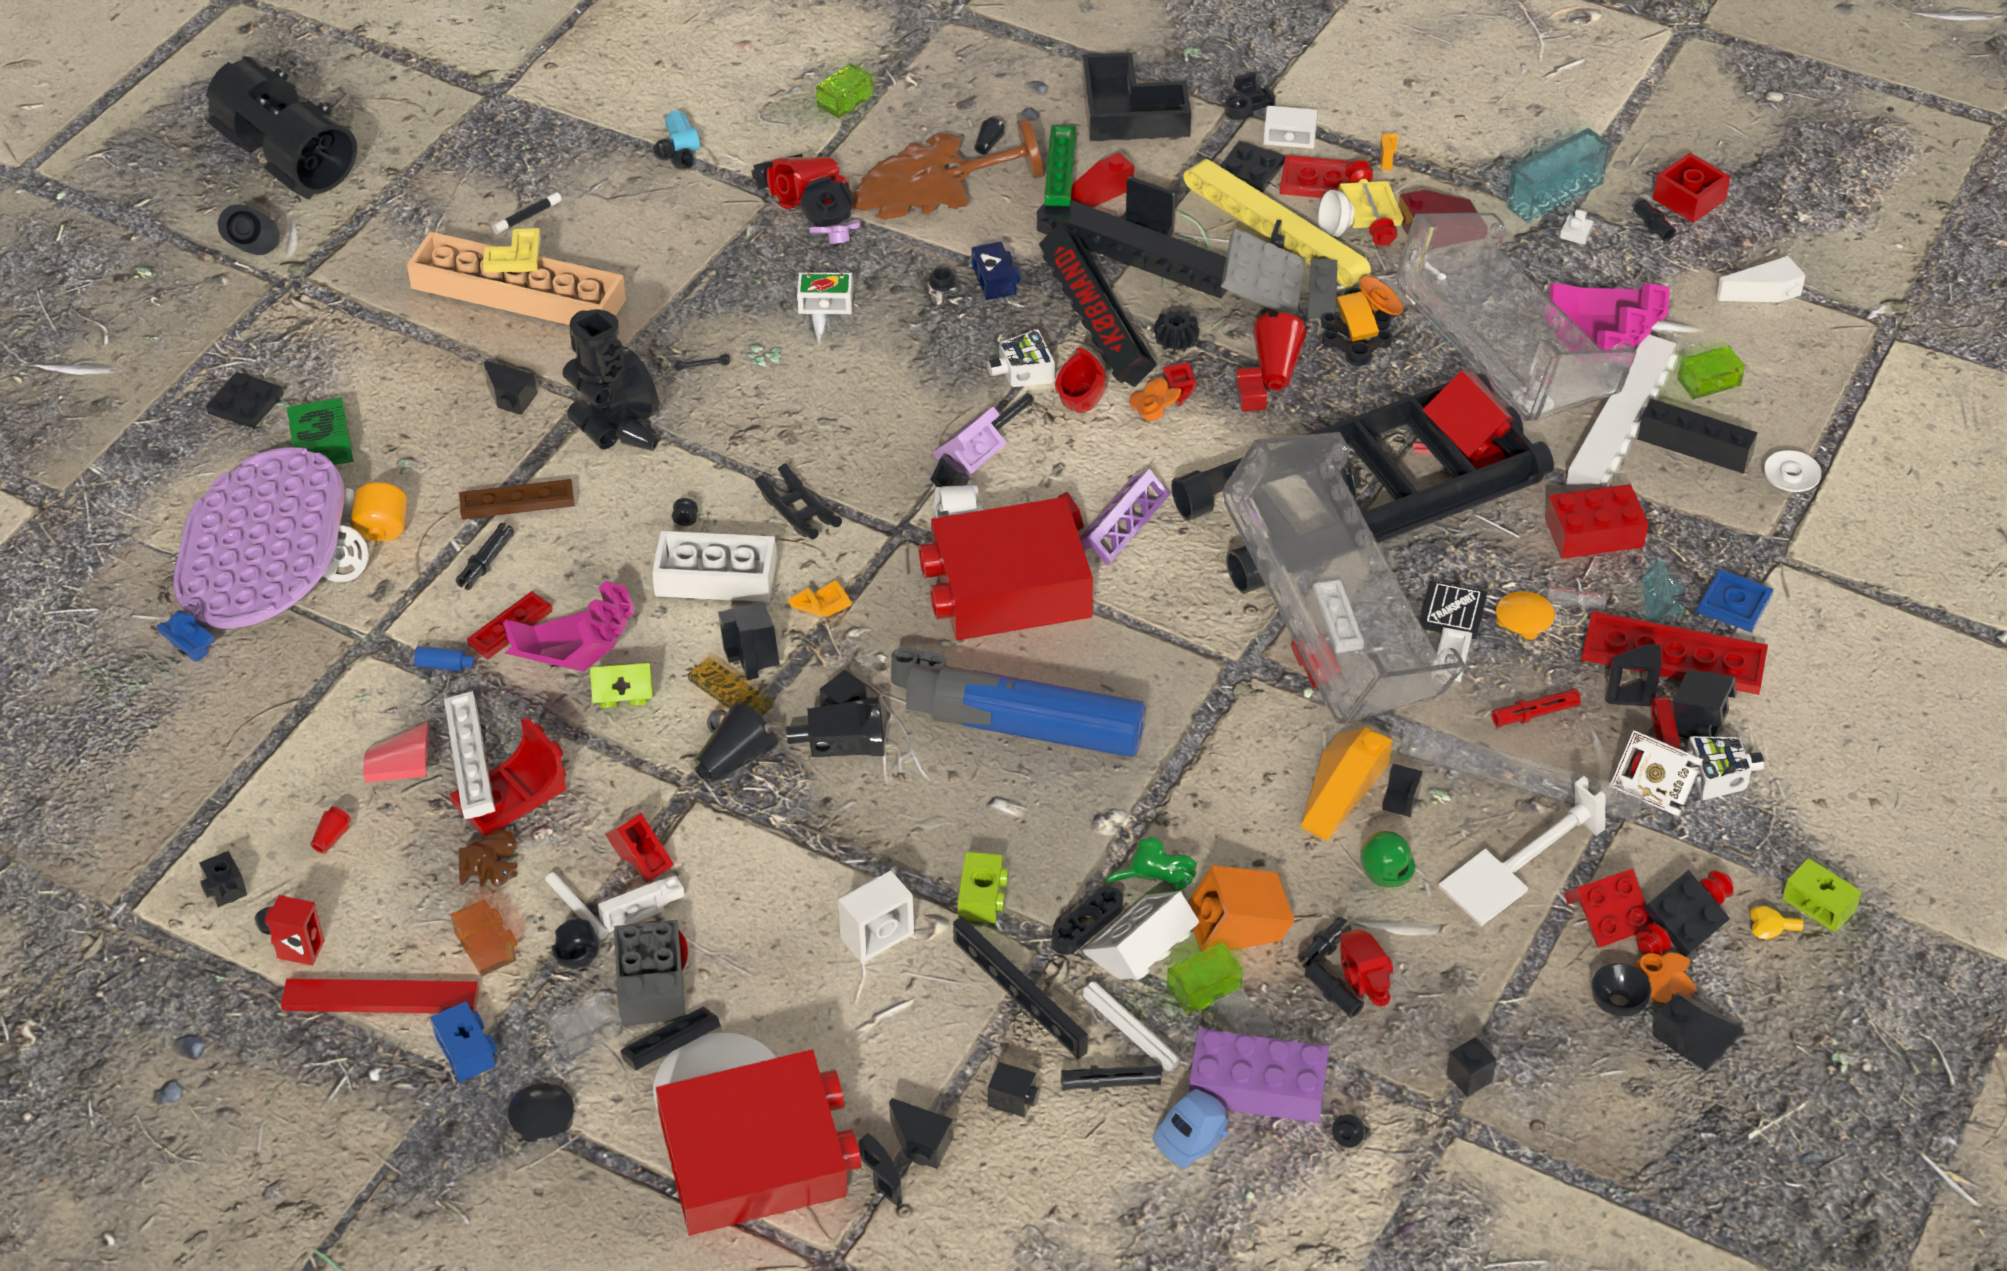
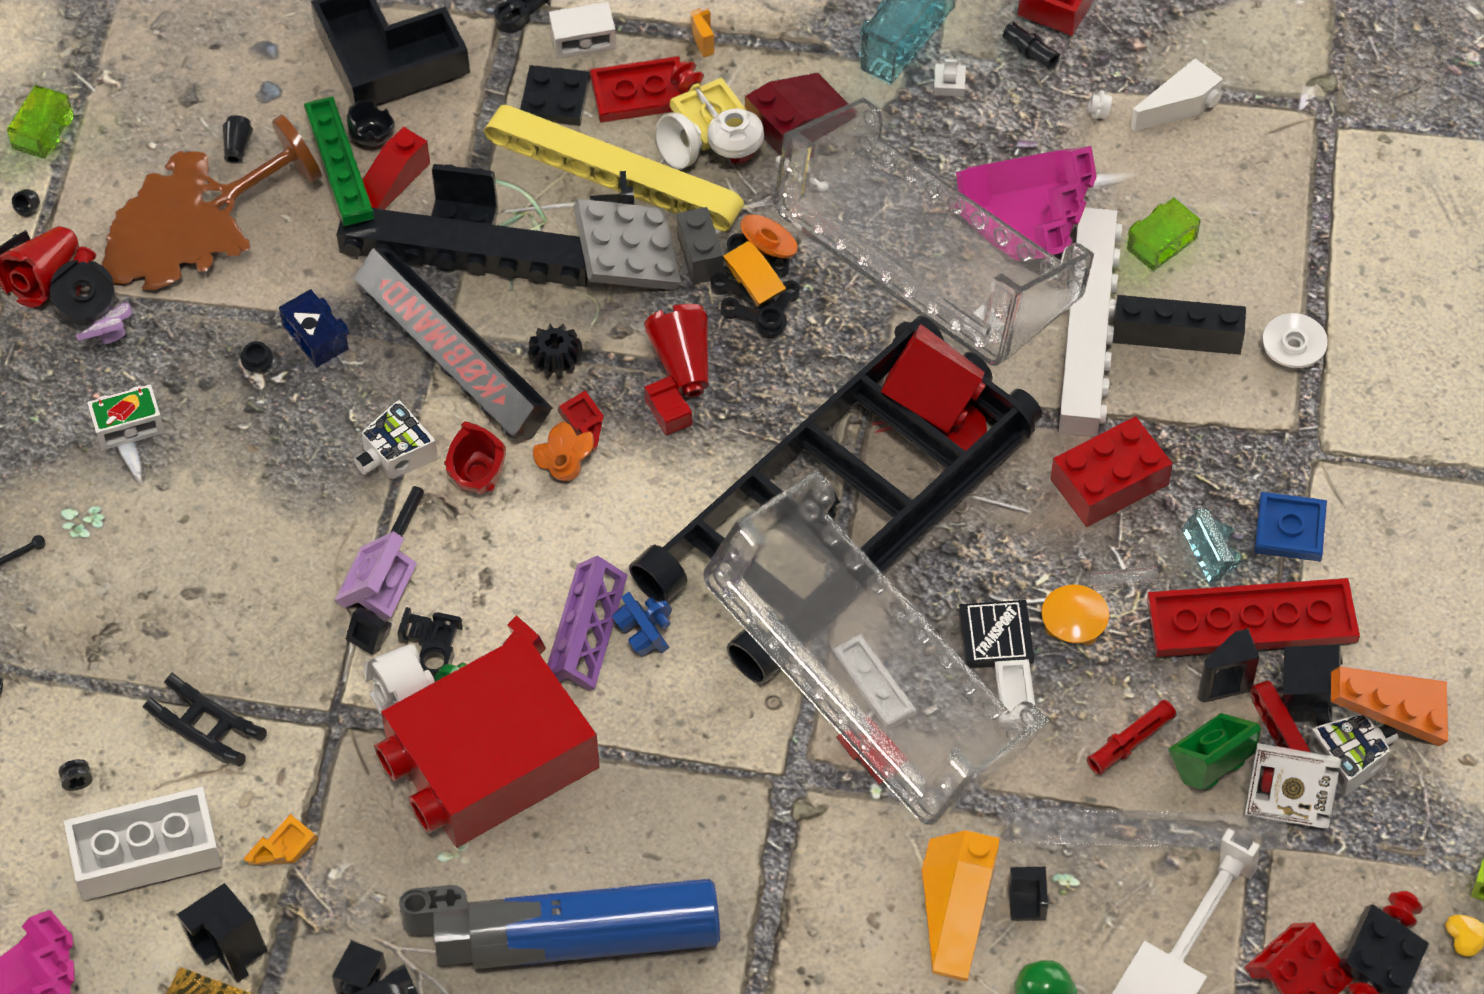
camera: 20 degrees left, 10 degrees up
(811, 139) = (23, 199): none -> black hinge
(995, 493) = (433, 636): none -> black piece
(1094, 147) = (369, 124): none -> black hair
(1179, 522) = (633, 613): none -> blue hips
(1382, 217) = (735, 141): none -> white piece
(1600, 731) = (1215, 750): none -> green slope
(1694, 273) = (1099, 105): none -> white plate
(1773, 737) = (1399, 701): none -> orange wing

